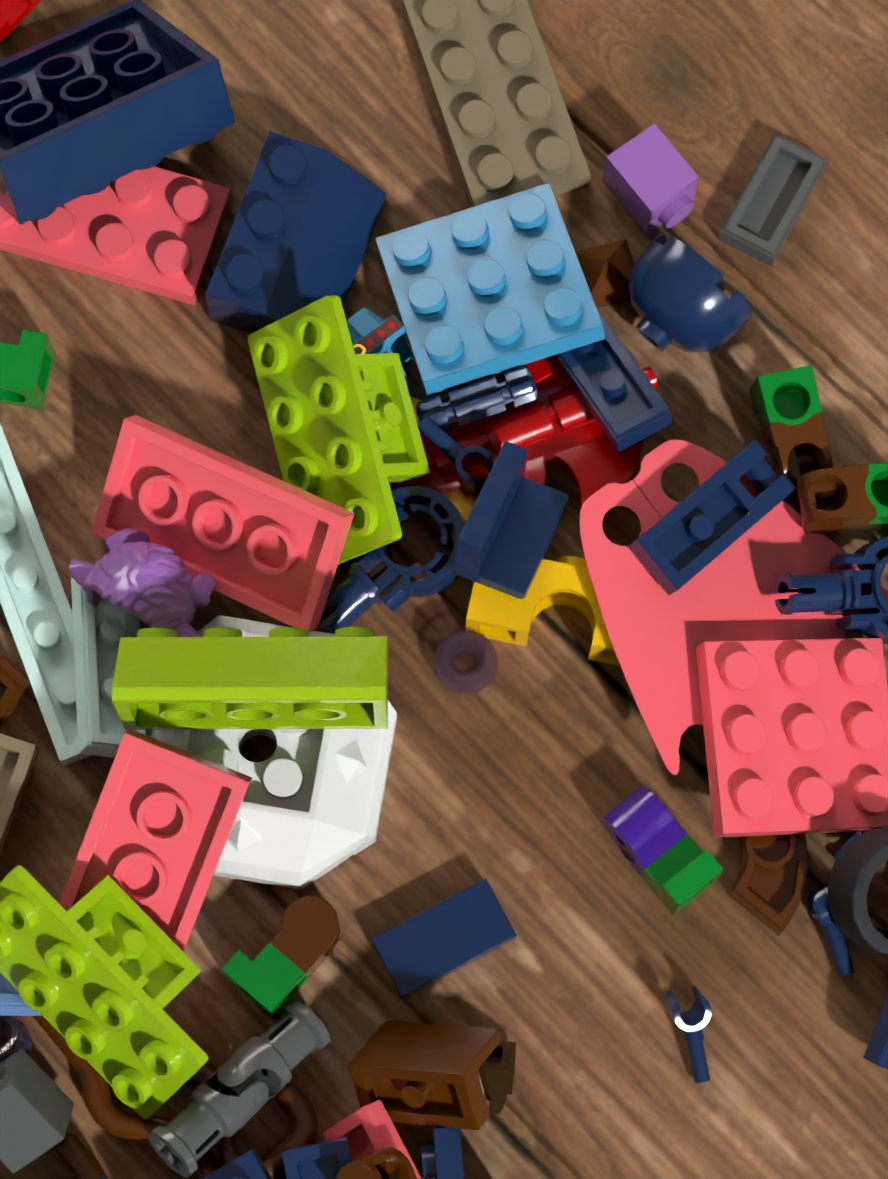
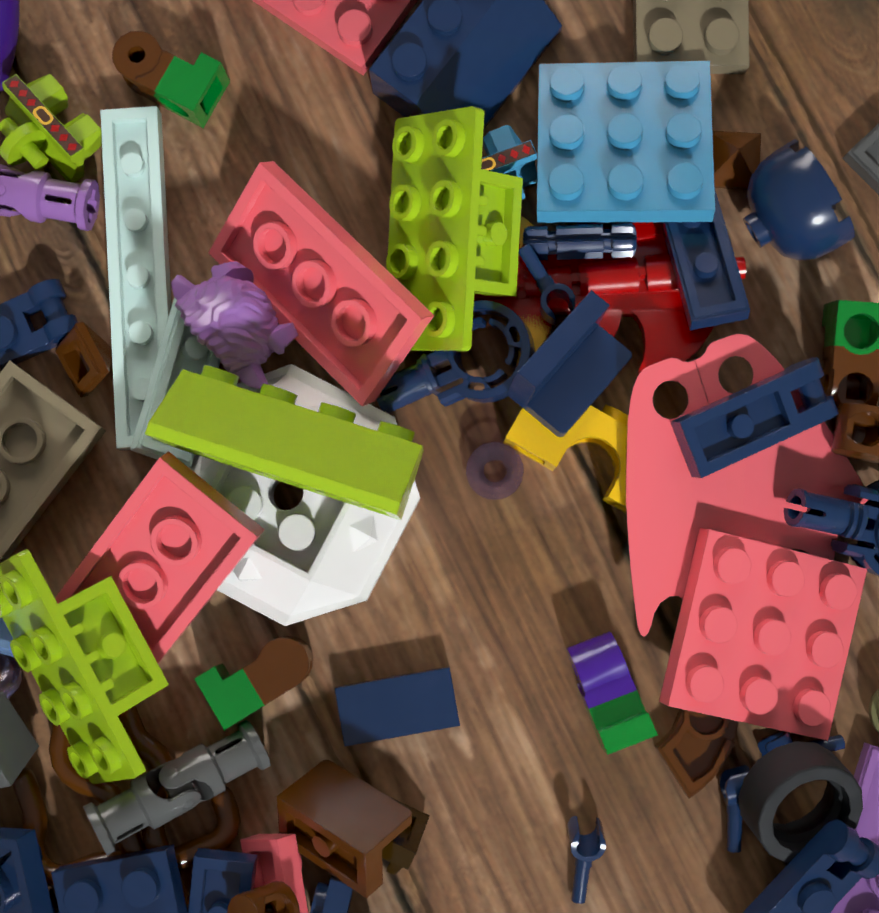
camera: 25 degrees right, 10 degrees up
(651, 180) = (802, 86): medium lavender brick -> none

